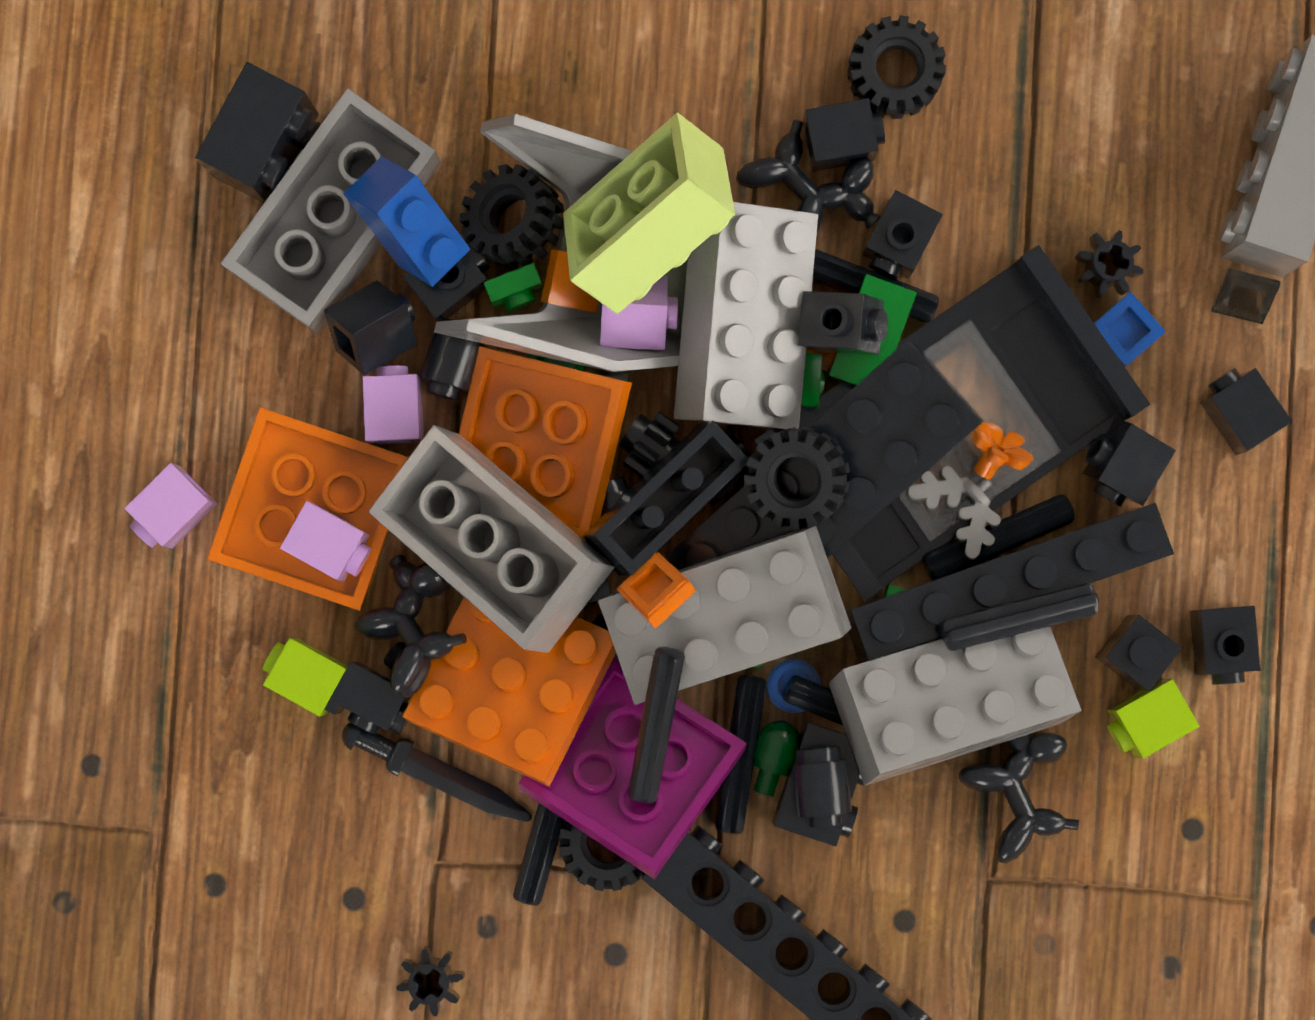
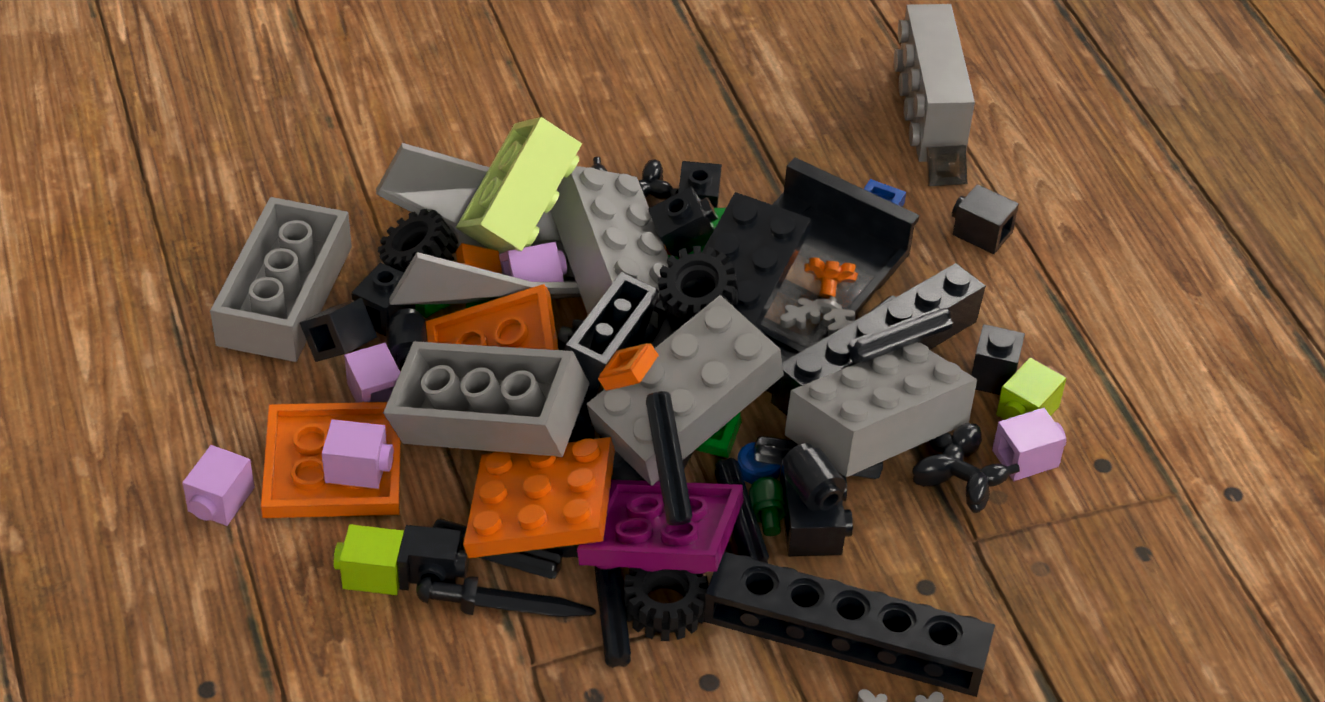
camera: 25 degrees left, 40 degrees down
(258, 133) = (208, 242): black brick -> none
(385, 623) = (434, 480): black piece -> none
(407, 220) = (344, 241): blue brick -> none
(842, 134) = (629, 150): black brick -> none
(903, 36) = (649, 133): black tyre -> none
(1115, 787) = (1031, 442): none -> lavender brick
(1122, 257) = (849, 166): black gear -> none
(1126, 463) = (921, 256): black brick -> none
(1225, 643) = (1053, 338): black brick -> none

